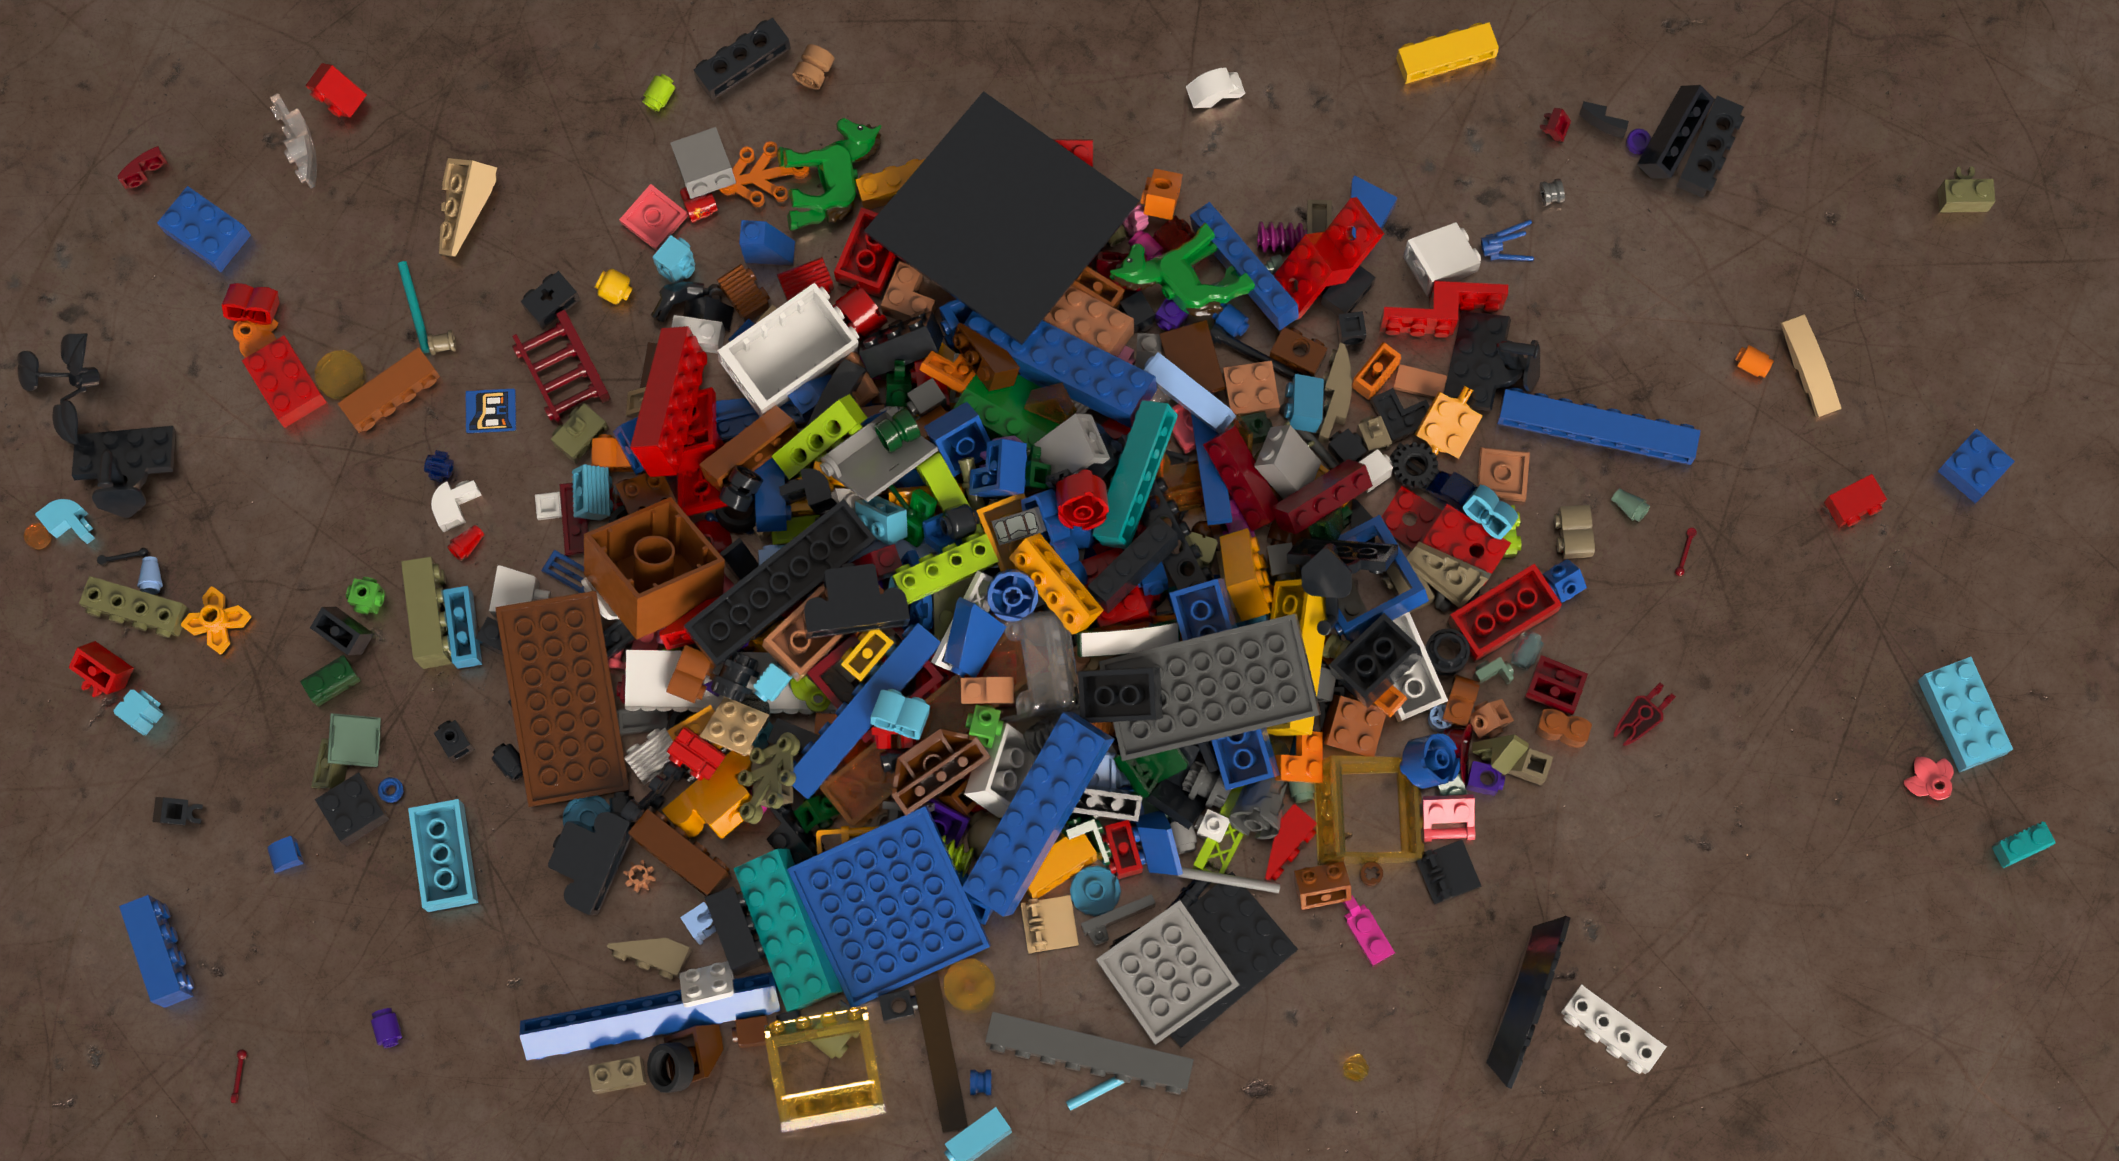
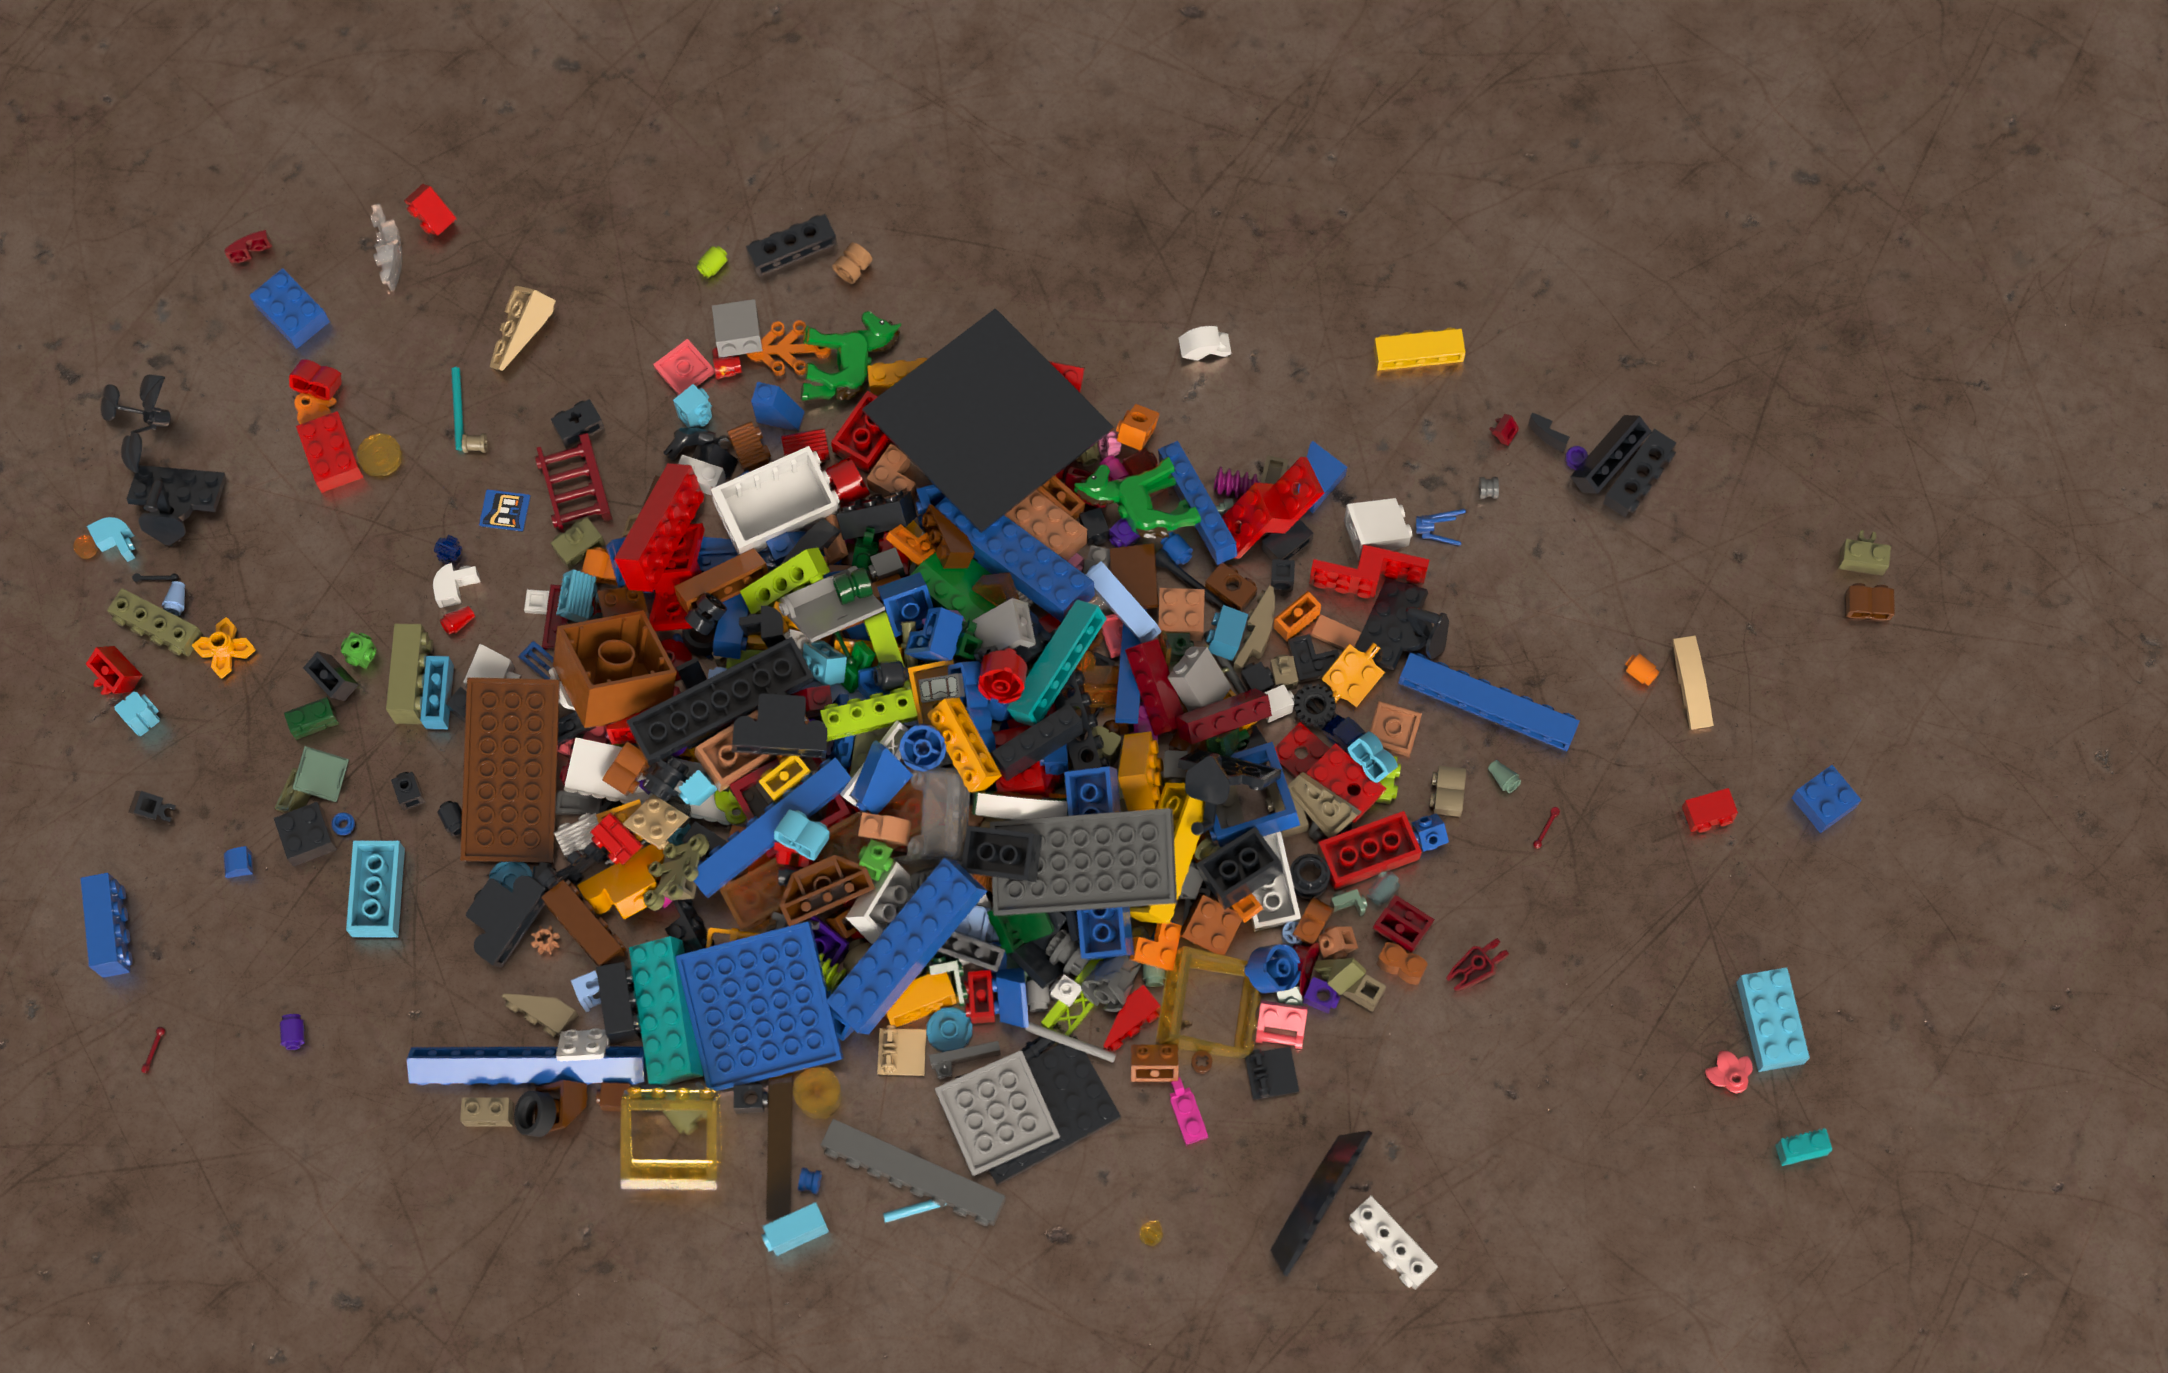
camera: 10 degrees right, 5 degrees down
(389, 390) = (419, 476): dark orange brick -> none
(613, 286) = (635, 421): yellow head -> none
(816, 813) = (713, 913): dark green brick -> none
(1981, 244) = (1869, 602): none -> reddish brown brick

